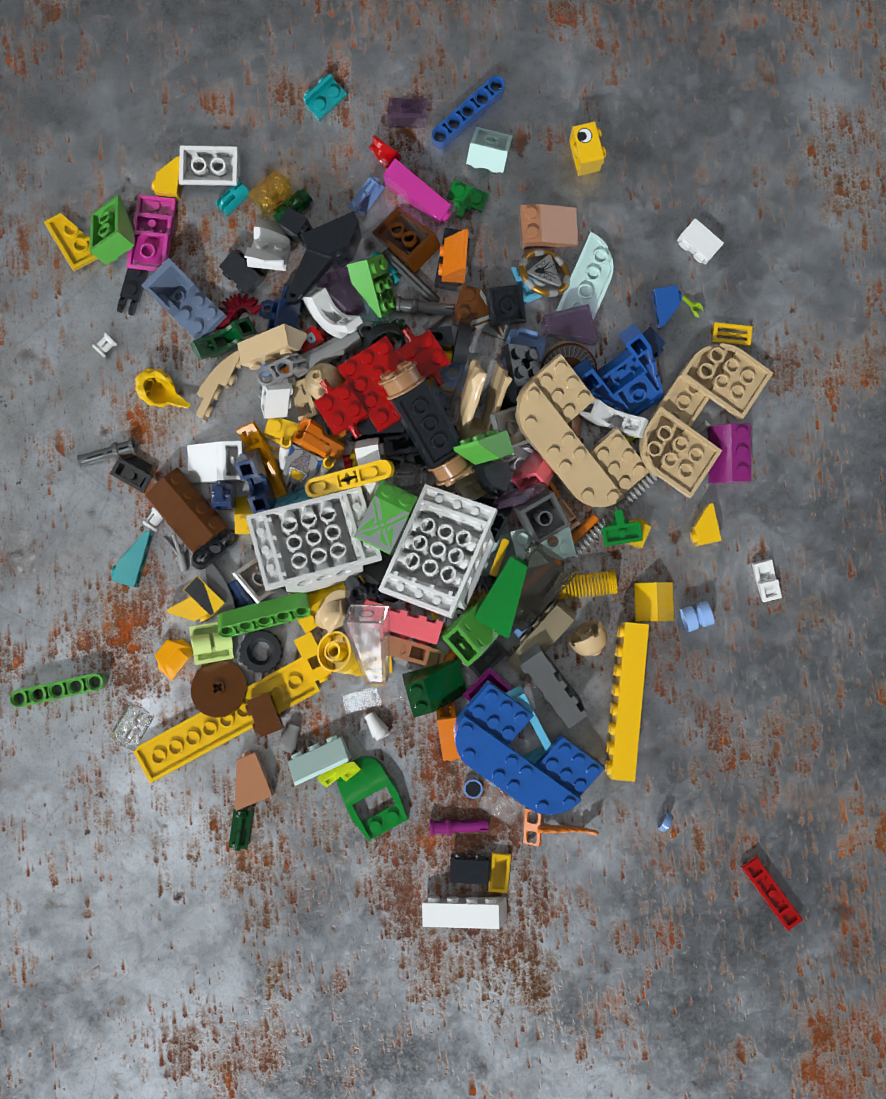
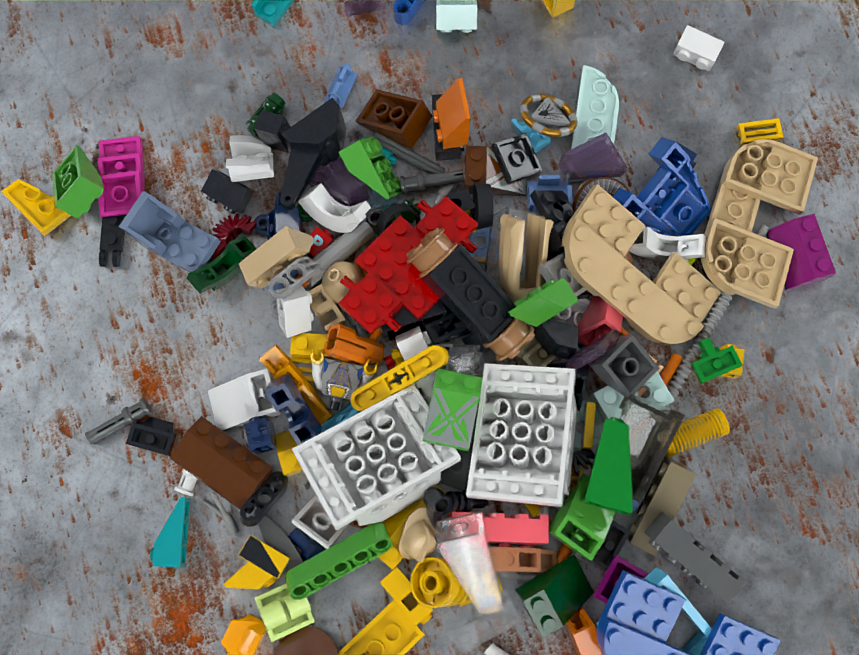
camera: 15 degrees left, 10 degrees down
(98, 347) = (93, 304): white bush -> none
(158, 389) = (161, 336): yellow hair -> none
(167, 180) = (129, 117): yellow slope -> none
(209, 165) = (167, 91): white slope -> none
(221, 376) = (229, 306): tan slope -> none
(232, 198) = (201, 120): teal arm -> none
(246, 651) = (327, 610): black tyre -> none
(270, 192) = (239, 105): clear yellow slope -> none
(383, 152) = (349, 36): red hat -> none
(416, 192) = (391, 68): dark pink slope -> none
(466, 198) = (445, 64): green hinge -> none
(548, 226) = (536, 71): nougat slope -> none
(589, 639) = (714, 492): tan cylinder -> none
(627, 701) = (781, 555): yellow brick -> none
(654, 601) = (770, 433): yellow slope -> none
(665, 303) = (682, 117): blue slope -> none
(694, 306) = (713, 113): lime hand -> none
(697, 616) = (822, 438): light blue wheel -> none
(706, 527) = (801, 335): yellow slope -> none

